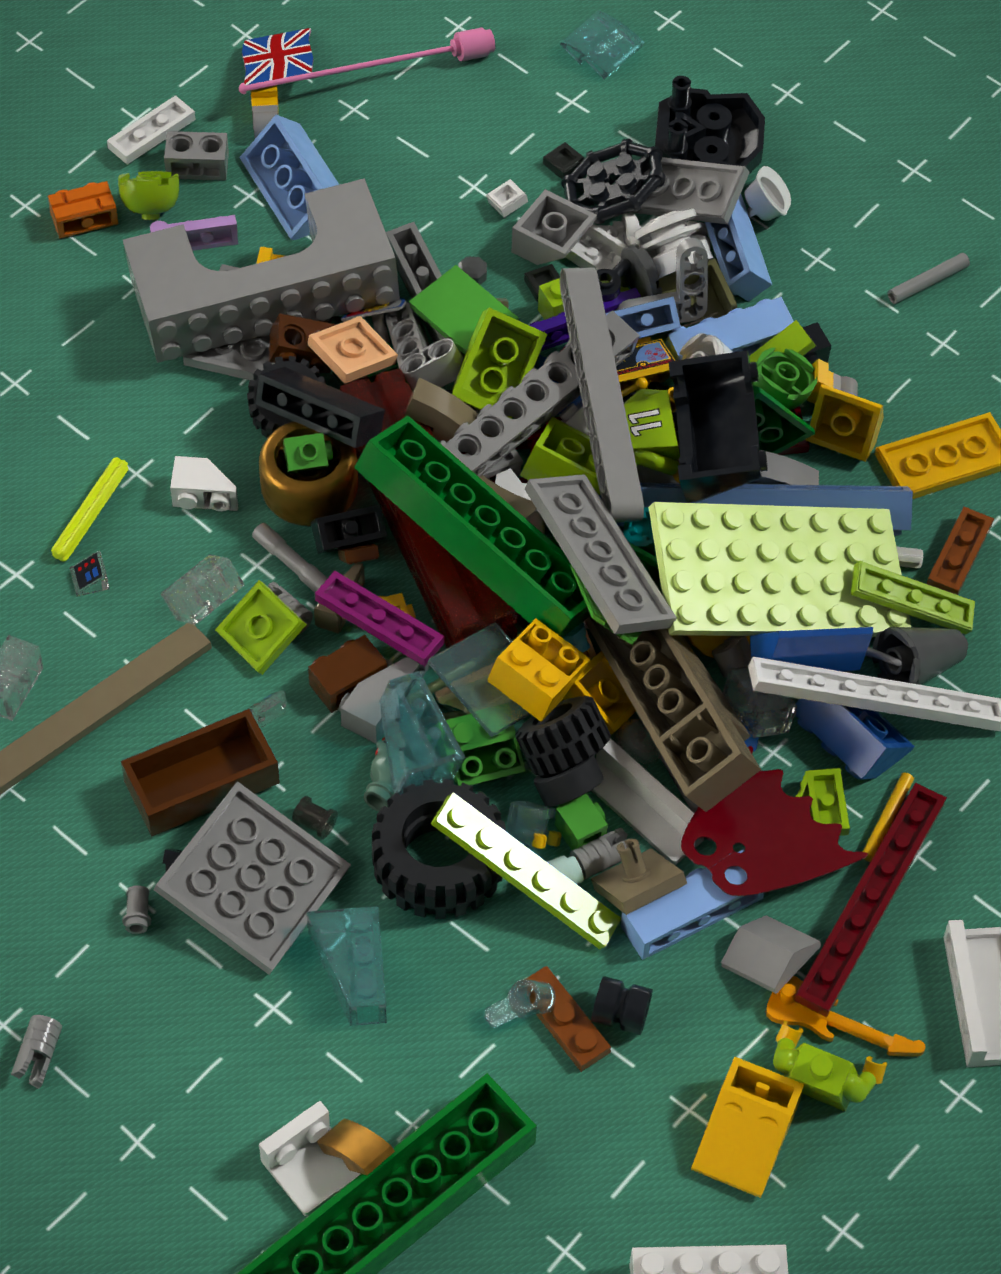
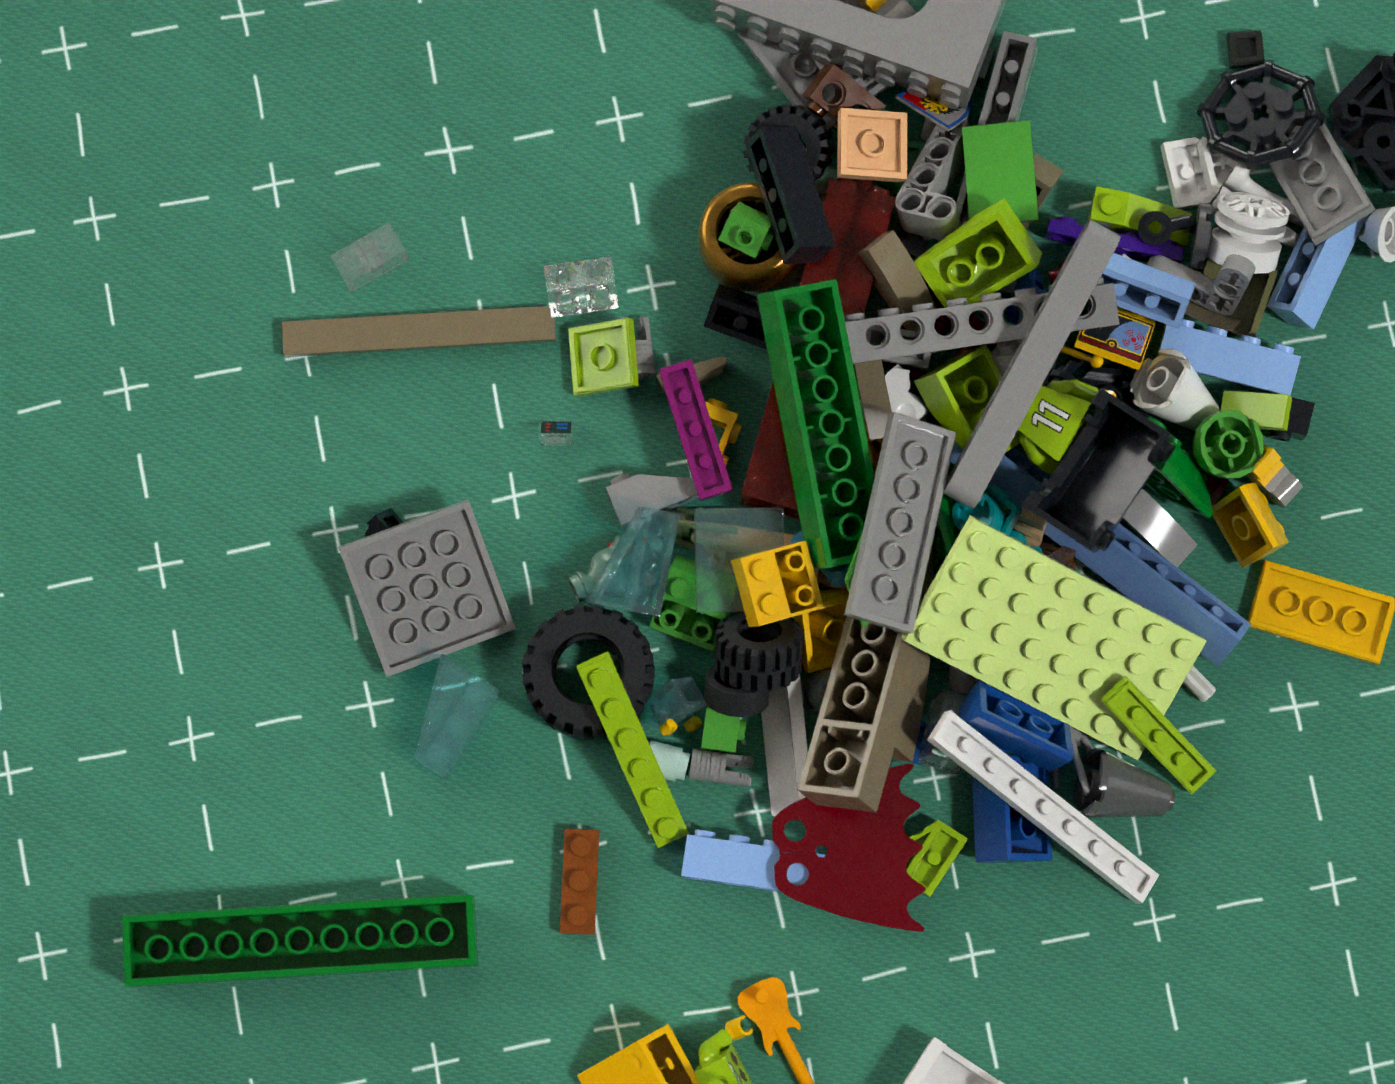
camera: 40 degrees right, 25 degrees up
(37, 1046) = (171, 605): light grey hinge -> none
(89, 509) = (551, 130): neon yellow axle -> none
(89, 575) = (505, 198): slope -> none
(137, 915) = (324, 544): light grey pin -> none
(198, 771) = (454, 462): reddish brown piece -> none
(201, 485) = (657, 175): white slope -> none
(278, 547) = (683, 327): light grey piece -> none
(301, 1165) = (301, 858): white bracket -> none
(314, 817) = (518, 565): clear smoke bush -> none
(342, 670) = (642, 451): reddish brown brick -> none
(356, 1146) = (333, 876): pearl gold slope -> none
(358, 553) = (729, 352): reddish brown tile -> none
(475, 268) = (1063, 114): dark grey tile -> none
(507, 198) = (1157, 57): white tile -> none
(518, 1002) = (552, 850): clear light blue axle -> none
(538, 277) = (1119, 172): pearl dark grey tile -> none
(550, 229) = (1161, 129): light grey slope -> none
(621, 1005) = (626, 909): black wheel -> none
(638, 878) = (723, 816): dark tan tile -> none
(768, 952) = (778, 951): light grey slope -> none
(870, 900) = (896, 968): dark red plate -> none
(888, 815) = (975, 905): yellow bar -> none
(960, 551) = (1247, 715): dark orange plate -> none

